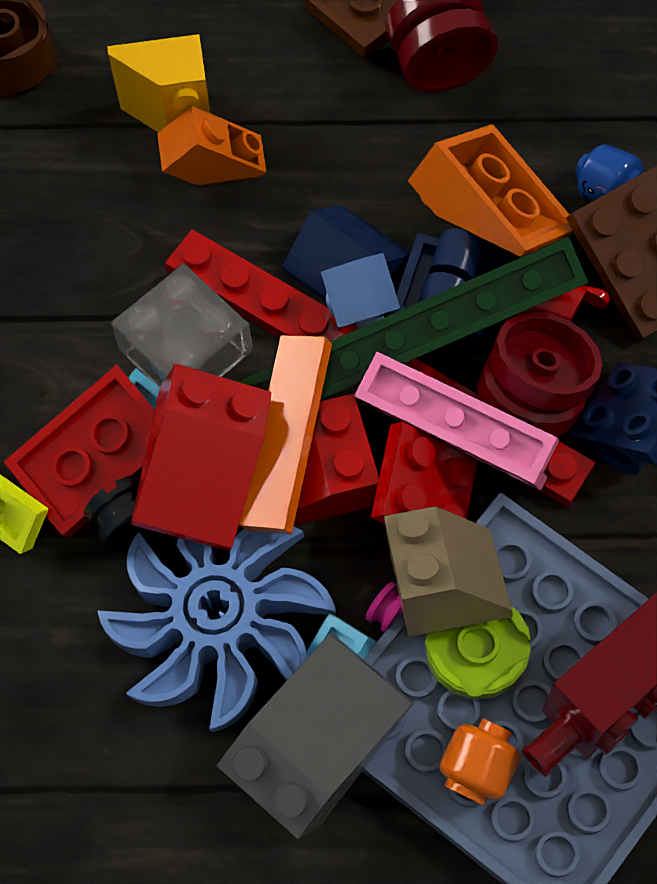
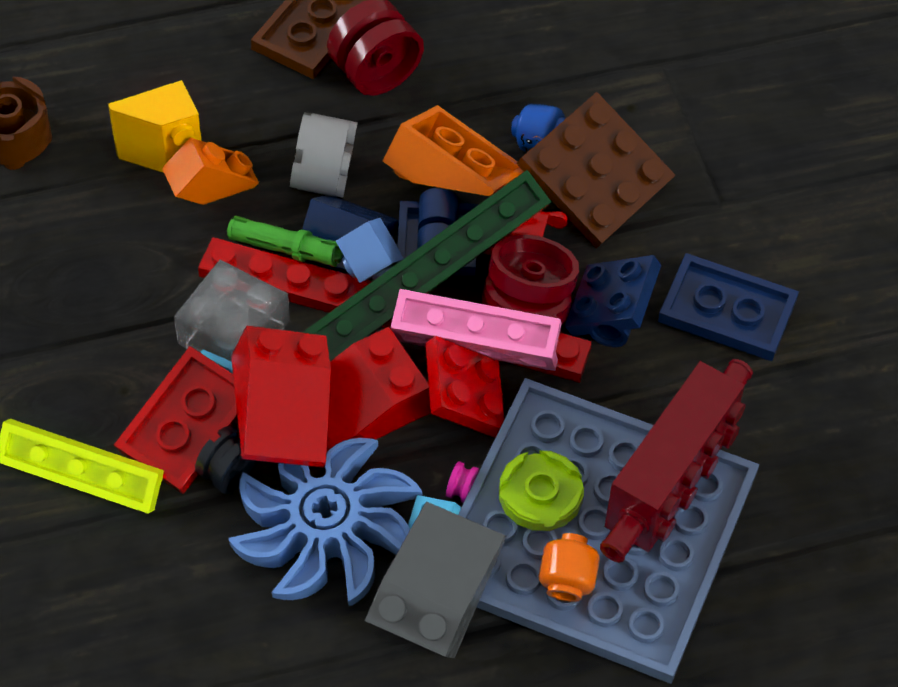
camera: 20 degrees left, 10 degrees down
(284, 261) = (299, 244): none -> bright green pin
(288, 435) = (349, 394): tile -> none
(341, 156) = (323, 154): none -> light grey brick
(445, 571) = (498, 438): dark tan slope -> none

